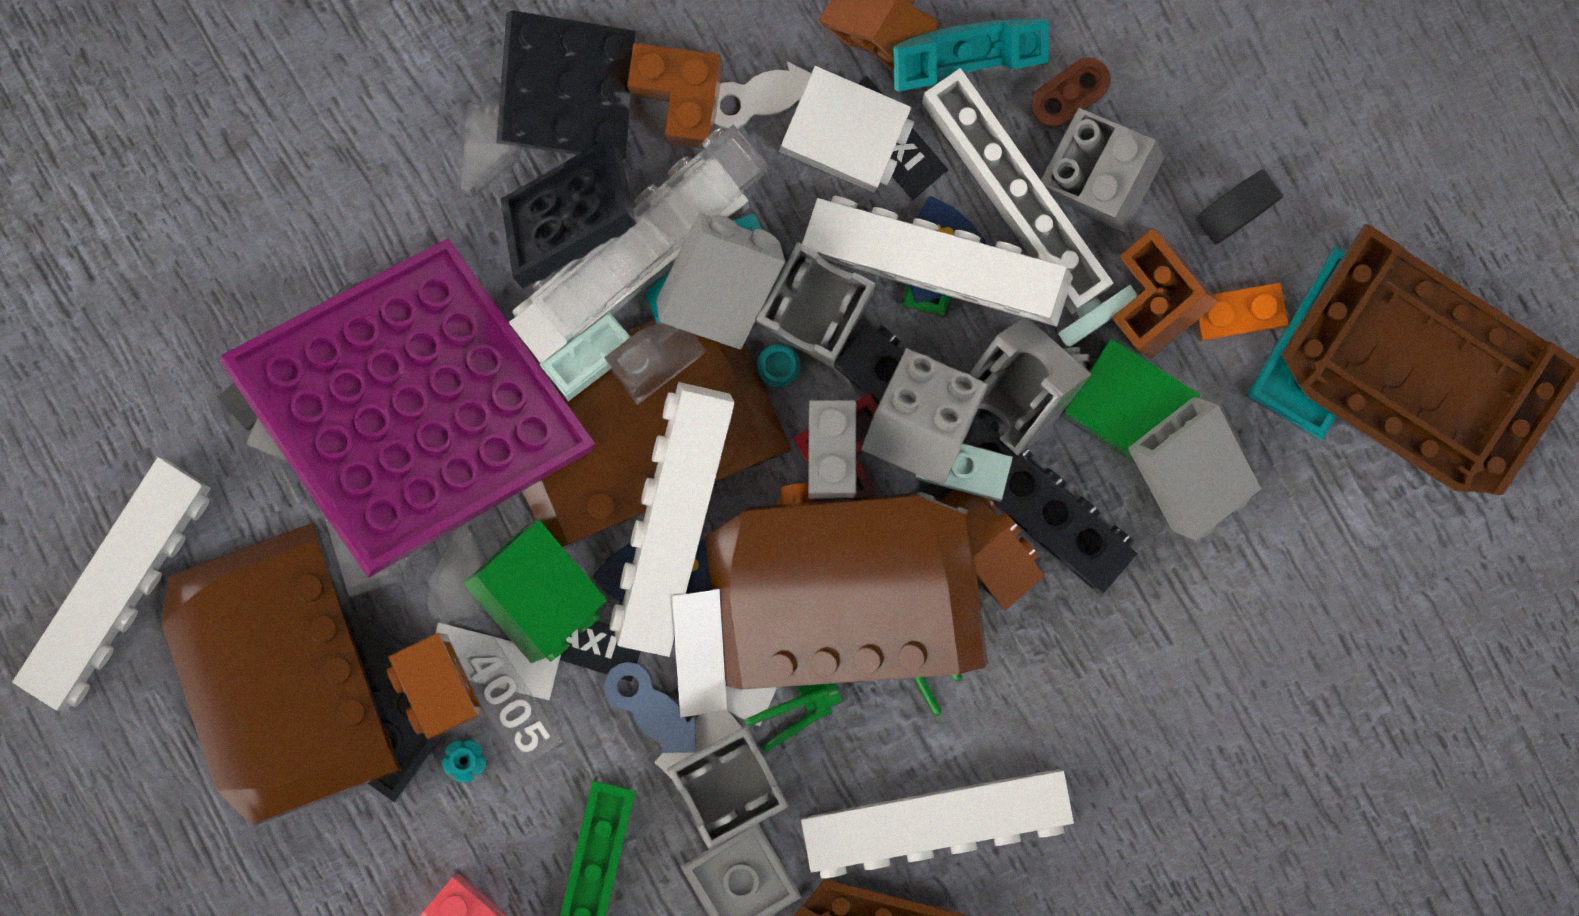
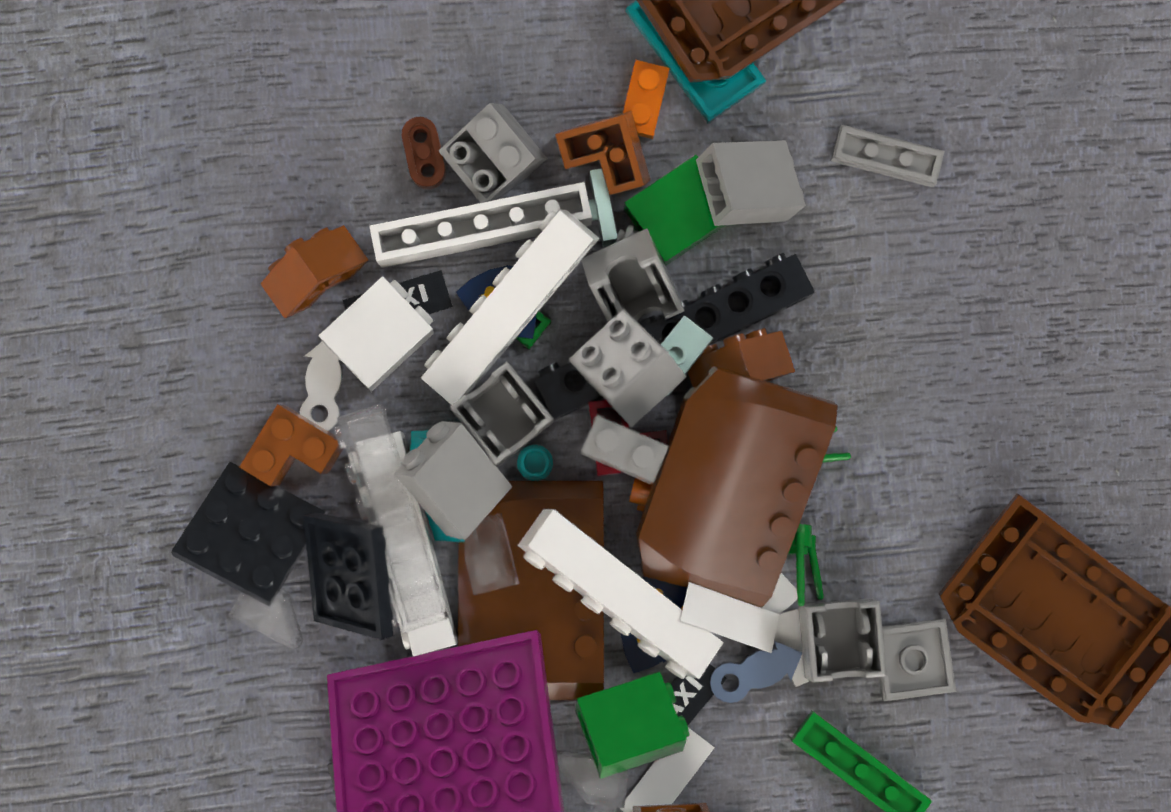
camera: 65 degrees left, 0 degrees up
(509, 702) = (703, 779): clear sticker -> none
(583, 357) = (465, 610): light aqua plate -> none
(937, 821) = (932, 492): white brick -> none
(971, 48) = (357, 211): teal slope -> none
(1239, 206) = (566, 63): black tyre -> none
(1297, 613) = (887, 156): none -> light grey tile

